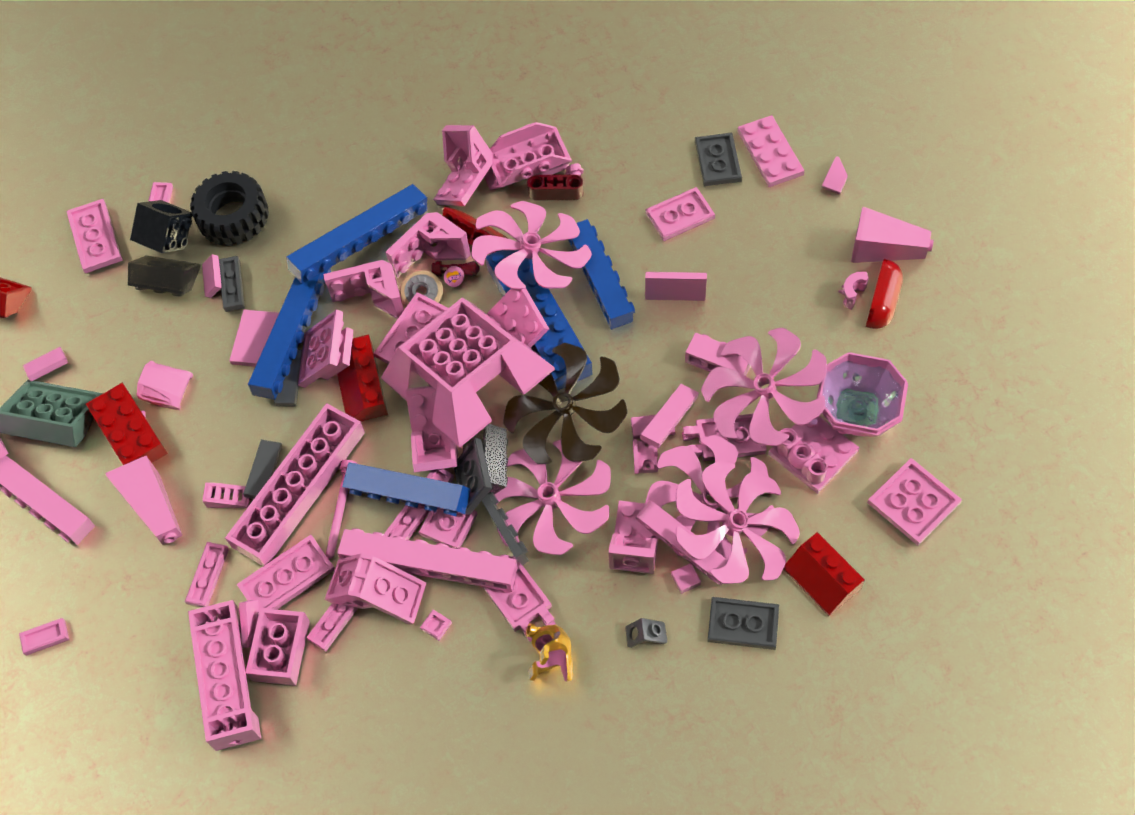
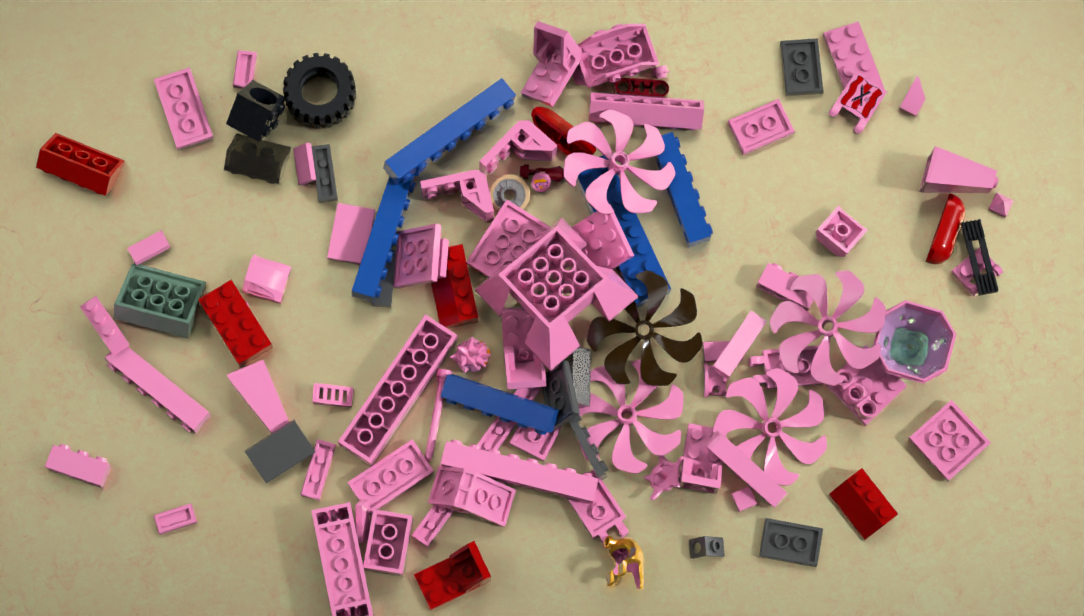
camera: 10 degrees left, 15 degrees up
(163, 554) = (280, 451): none -> dark grey tile
(263, 467) = (364, 371): dark grey tile -> none
(354, 682) = (453, 576): none -> red bracket
(377, 443) = (471, 355): none -> bright pink hair
(436, 625) = (524, 528): bright pink tile -> none
(572, 203) = (649, 110): none -> bright pink brick
(592, 556) = (664, 476): none -> bright pink piece
(675, 286) = (752, 212): bright pink tile -> none
(703, 545) = (760, 476): bright pink piece -> none
(770, 302) = (840, 232): none -> bright pink slope
(780, 179) = (859, 98): none -> flag
(855, 282) = (920, 217): bright pink piece -> none
(917, 326) = (964, 272): none -> bright pink plate
(935, 337) = (987, 282): none -> black container
(939, 267) = (1001, 205): none -> bright pink slope

